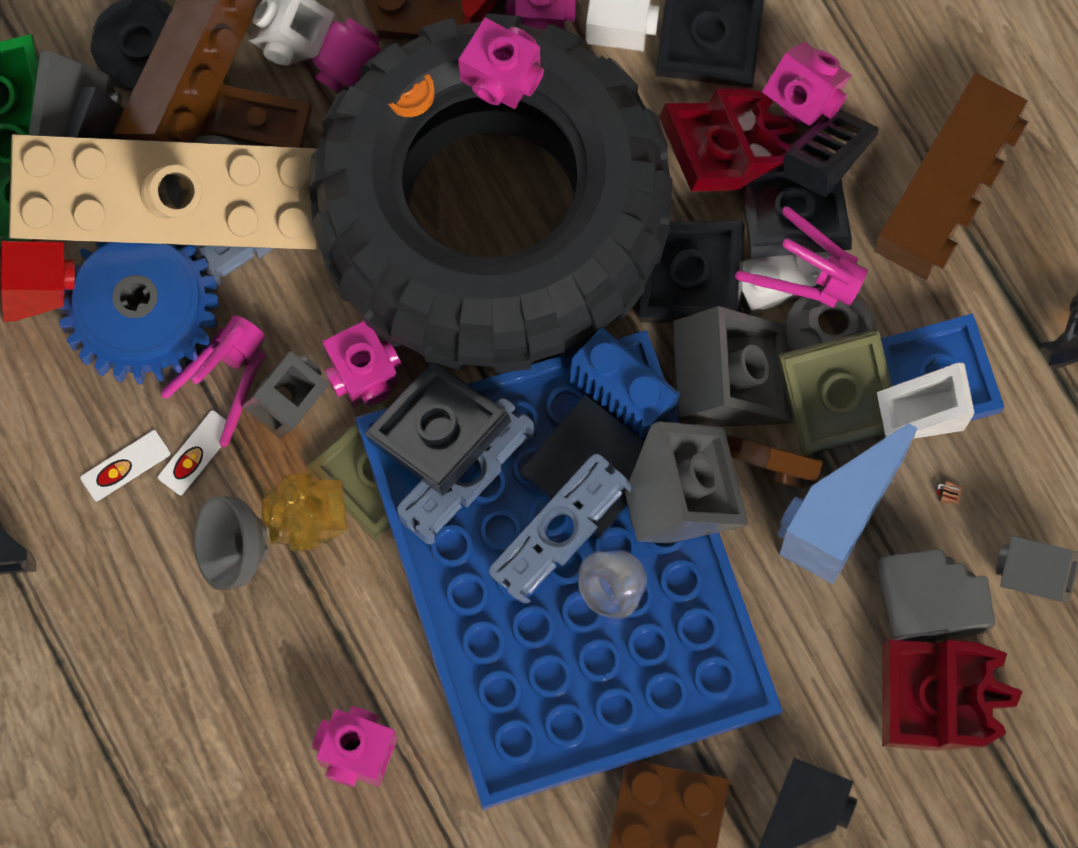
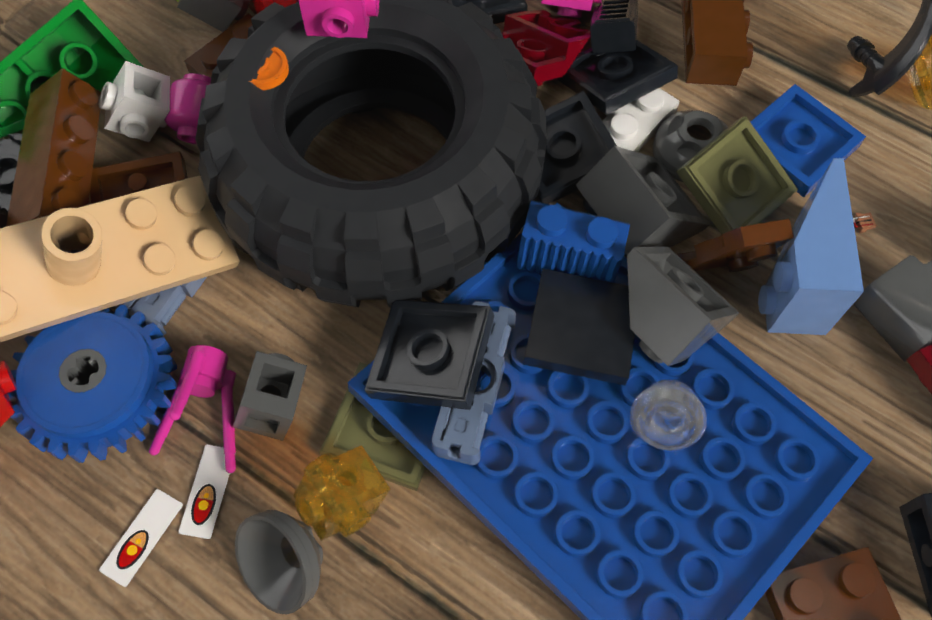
camera: 30 degrees left, 10 degrees down
(361, 365) = (328, 336): dark pink brick -> none
(533, 553) = (581, 422): sand blue piece -> none
(838, 274) = (689, 89): dark pink plant -> none
(931, 402) = (836, 133): white slope -> none

